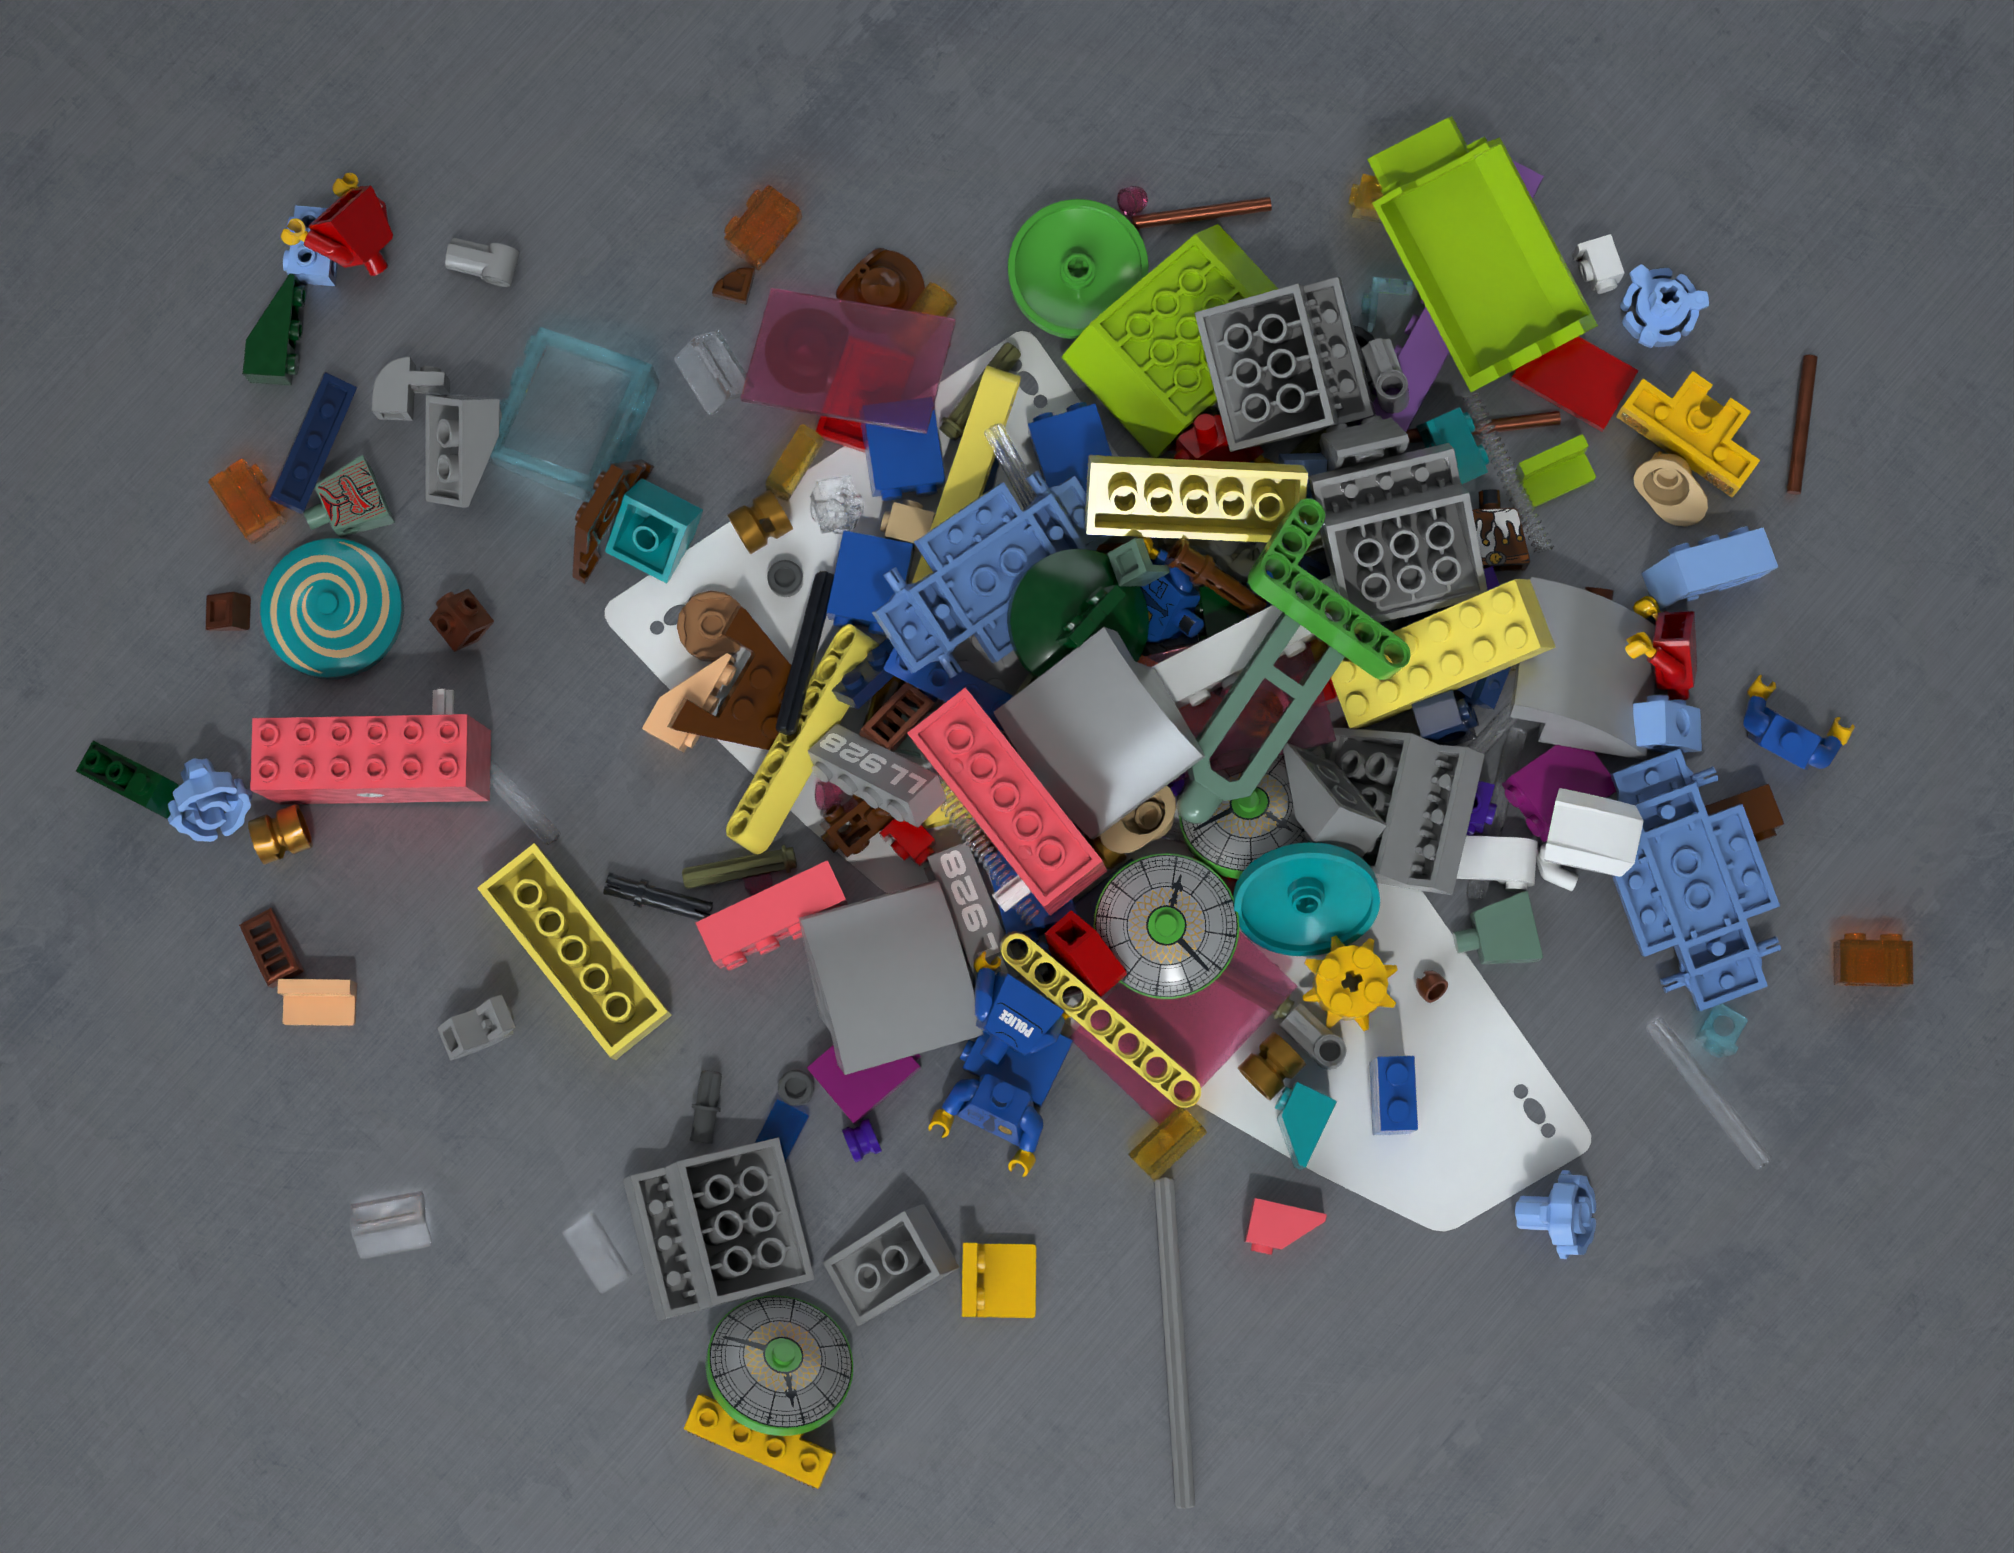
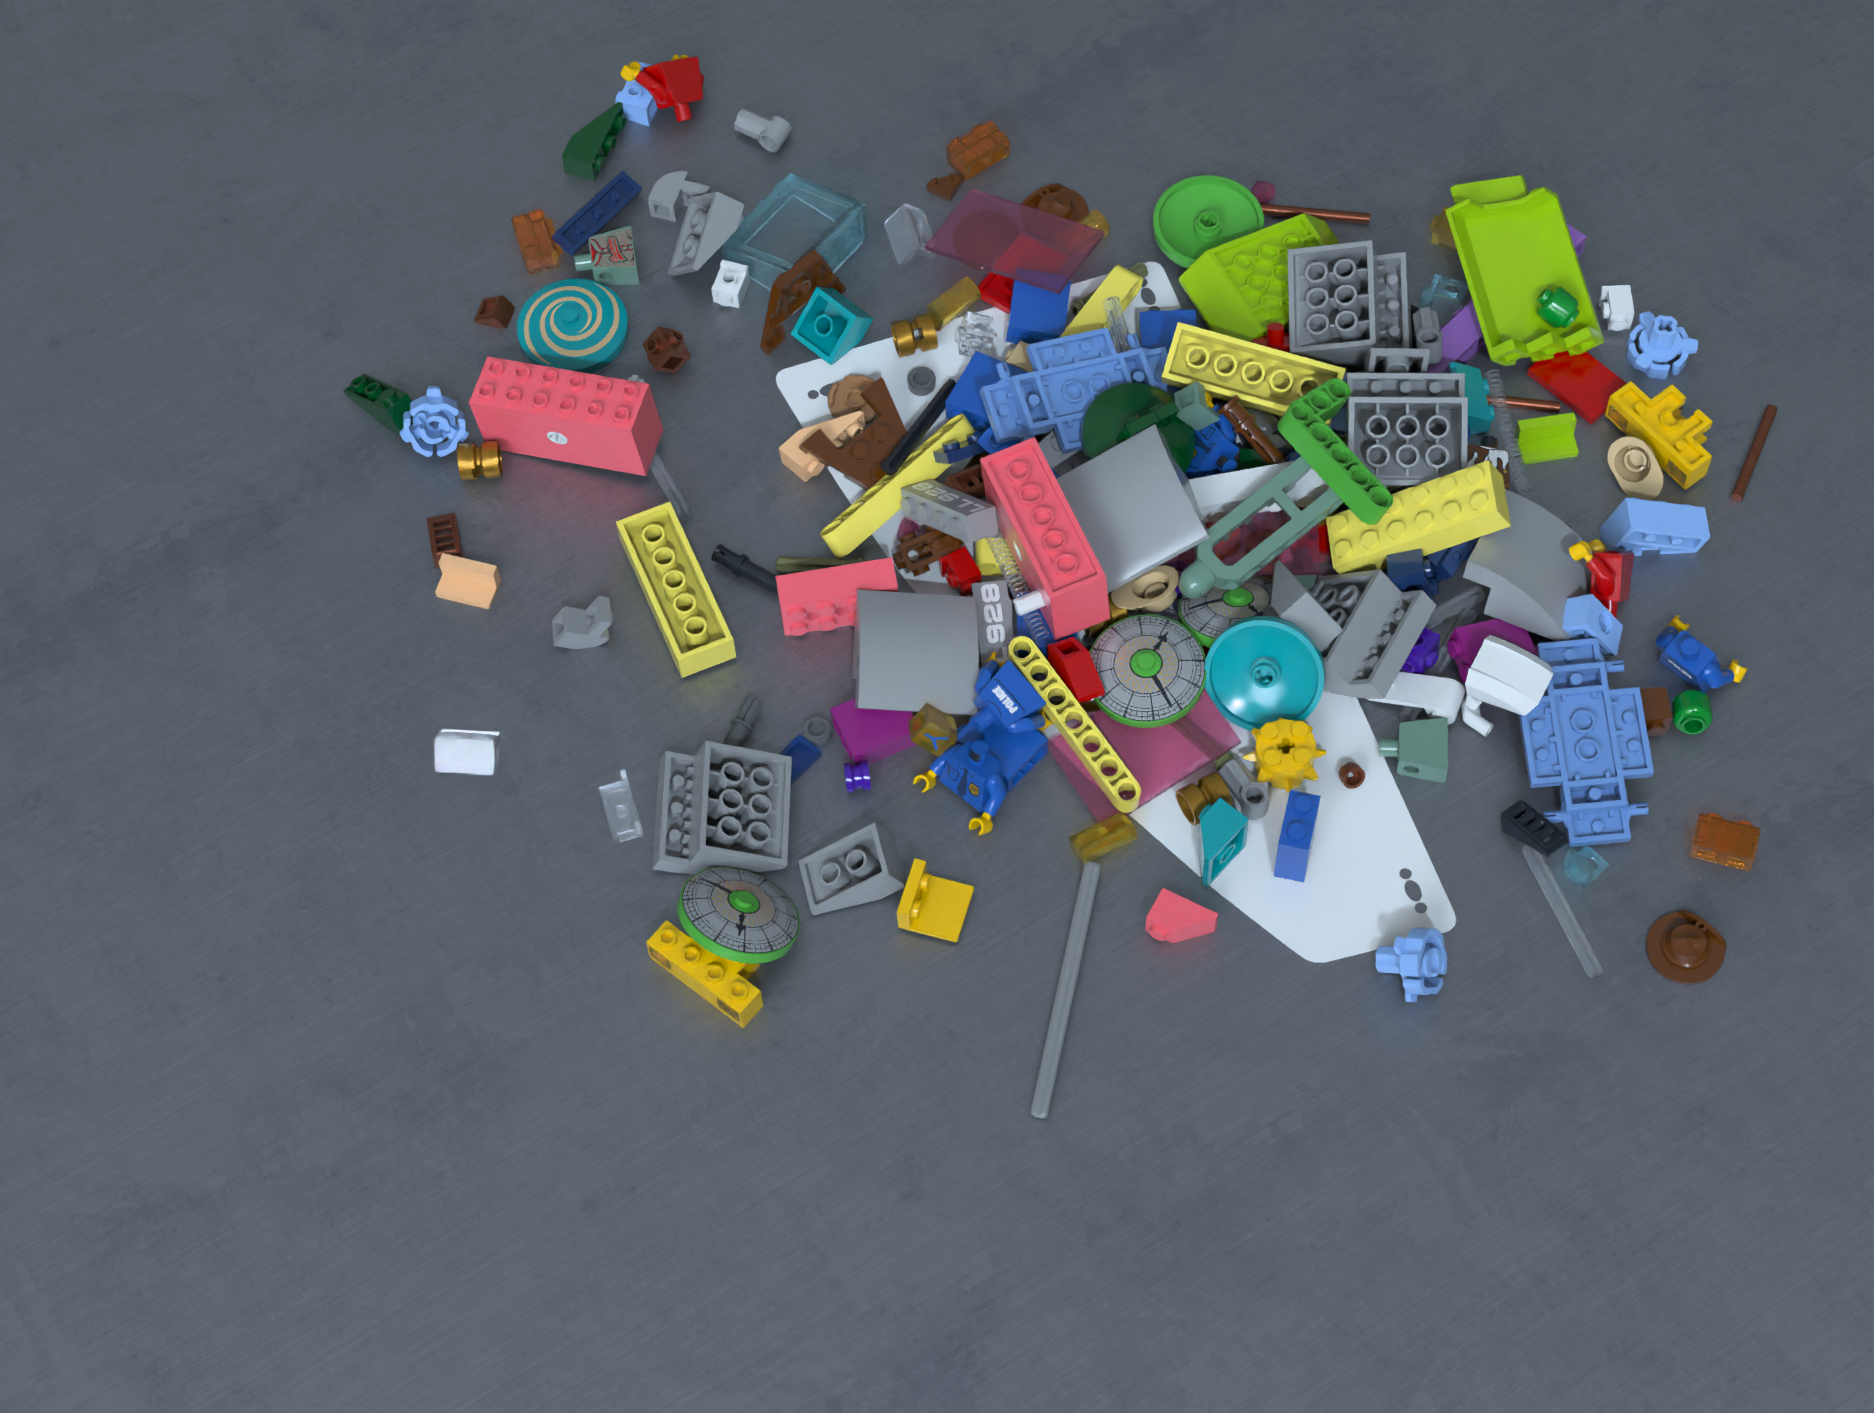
camera: 15 degrees right, 20 degrees down
(519, 514) = (731, 284): none -> white brick
(938, 1071) = (933, 730): none -> clear yellow brick
(1533, 295) = (1557, 307): none -> green head
(1649, 989) = (1522, 814): none -> black slope
(1802, 802) = (1692, 711): none -> green head
(1853, 1104) = (1685, 948): none -> reddish brown hat

